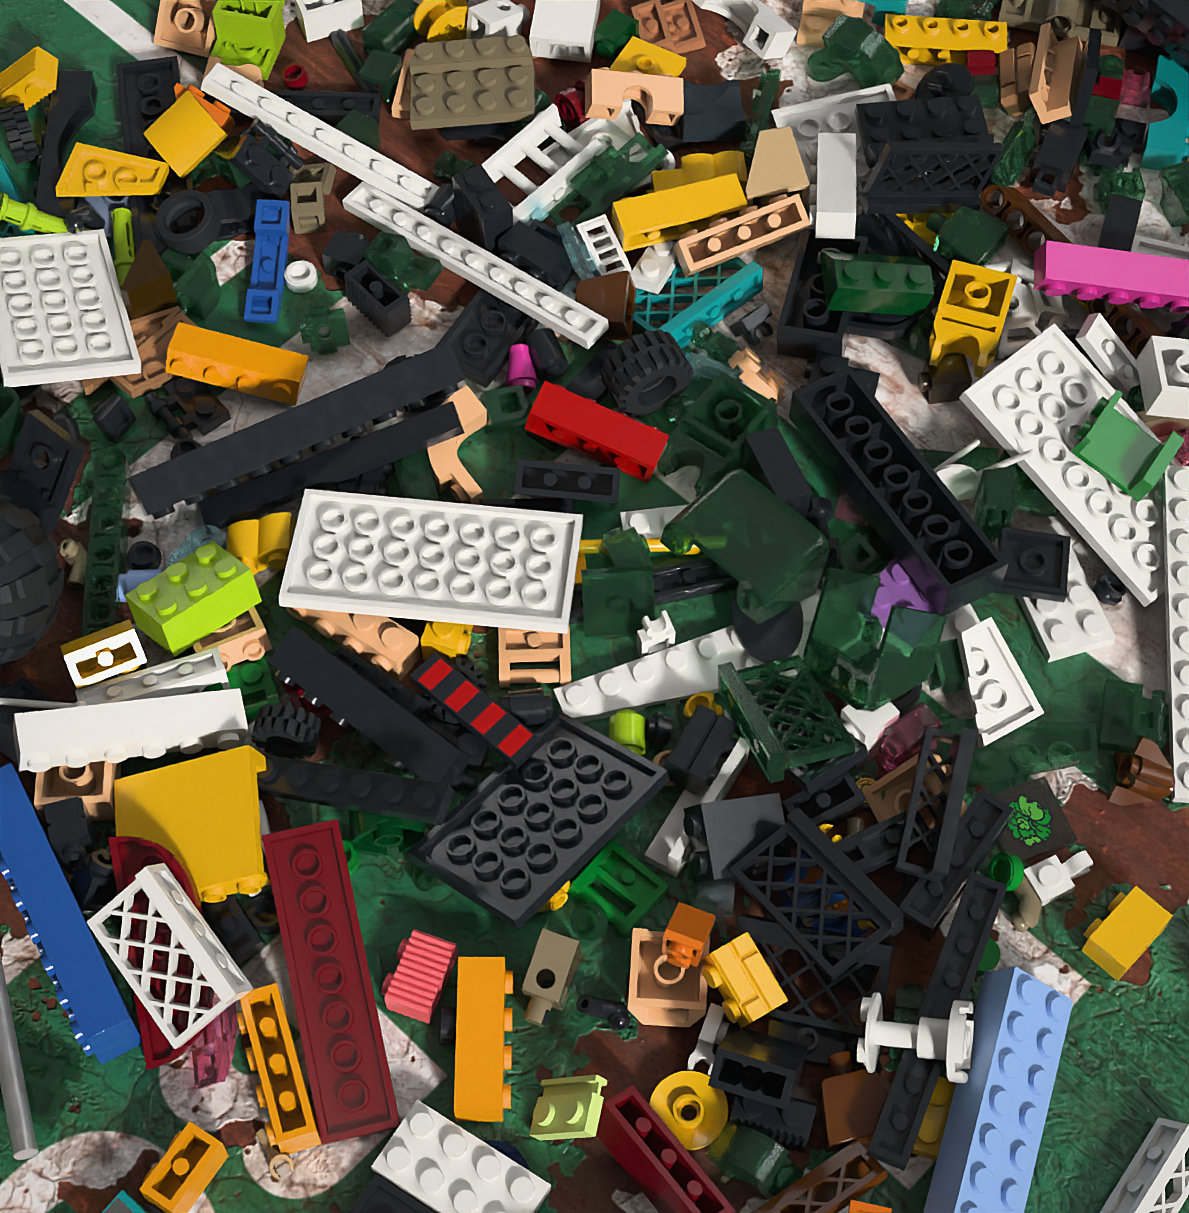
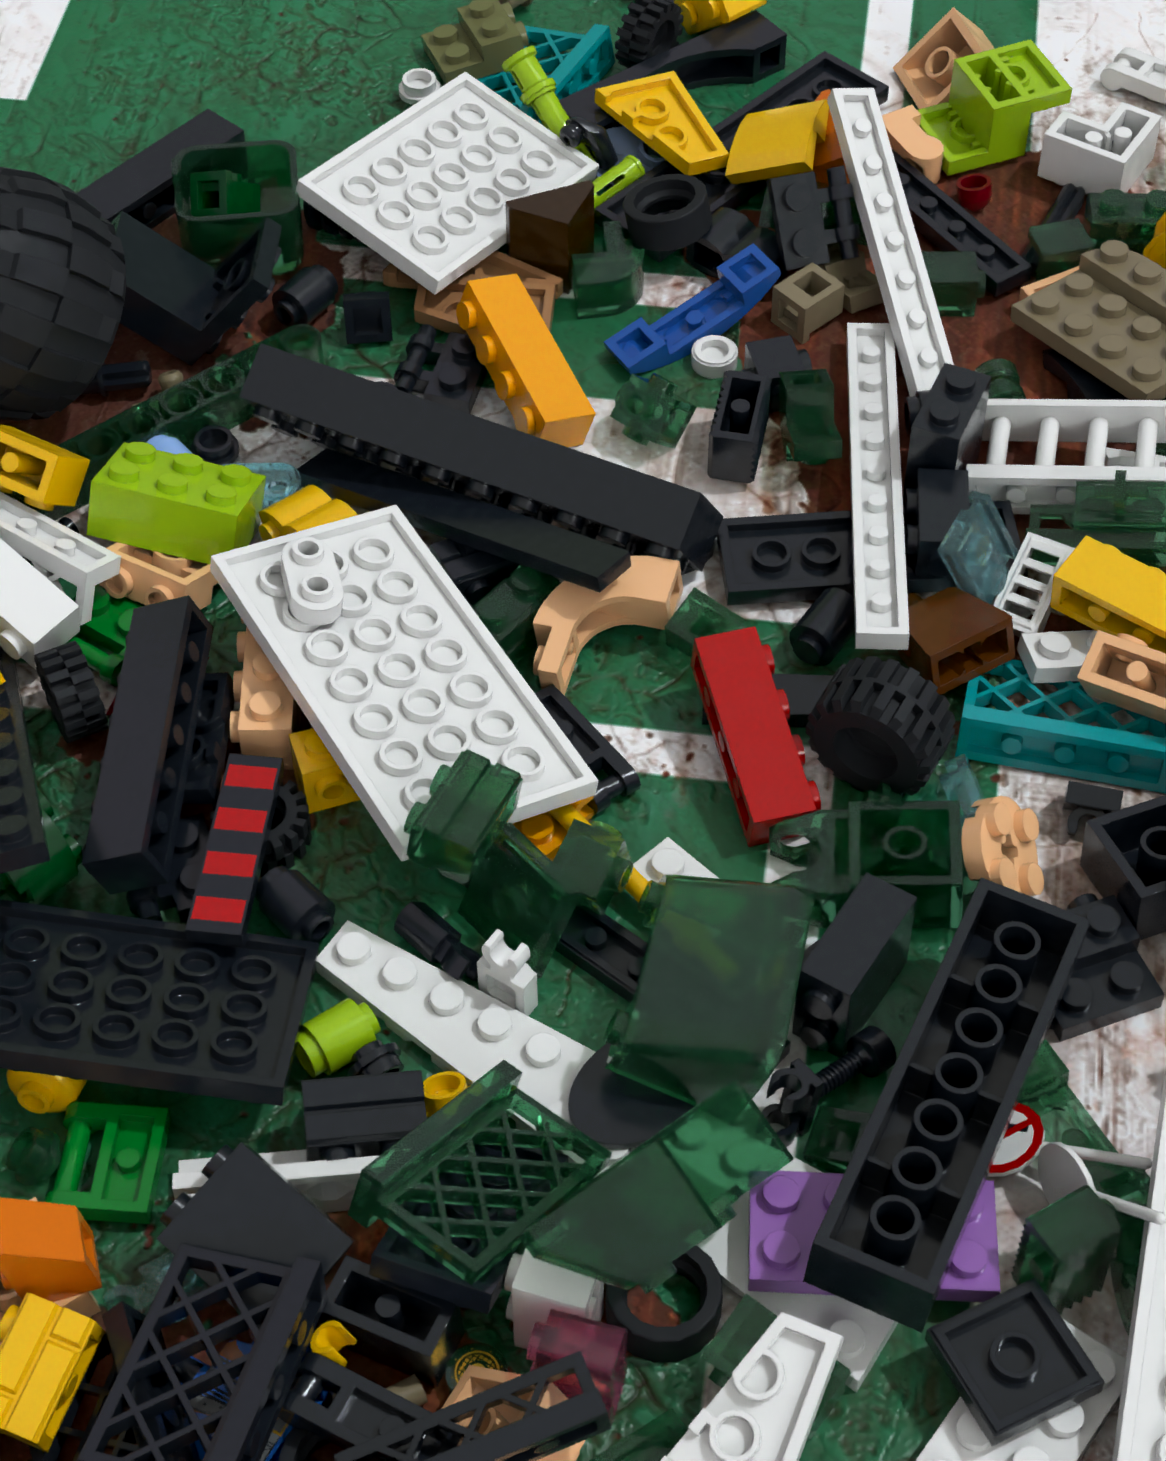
camera: 55 degrees right, 10 degrees down
(337, 559) = (311, 581): none -> white plate
(521, 369) = (778, 613): dark pink cone -> none
(533, 646) = (401, 880): light nougat plate -> none
(567, 481) = (654, 751): black brick -> none
(577, 584) = (462, 815): none -> clear green brick
(601, 655) = (436, 940): none -> black bar
(716, 344) = (1016, 776): clear green plate -> none

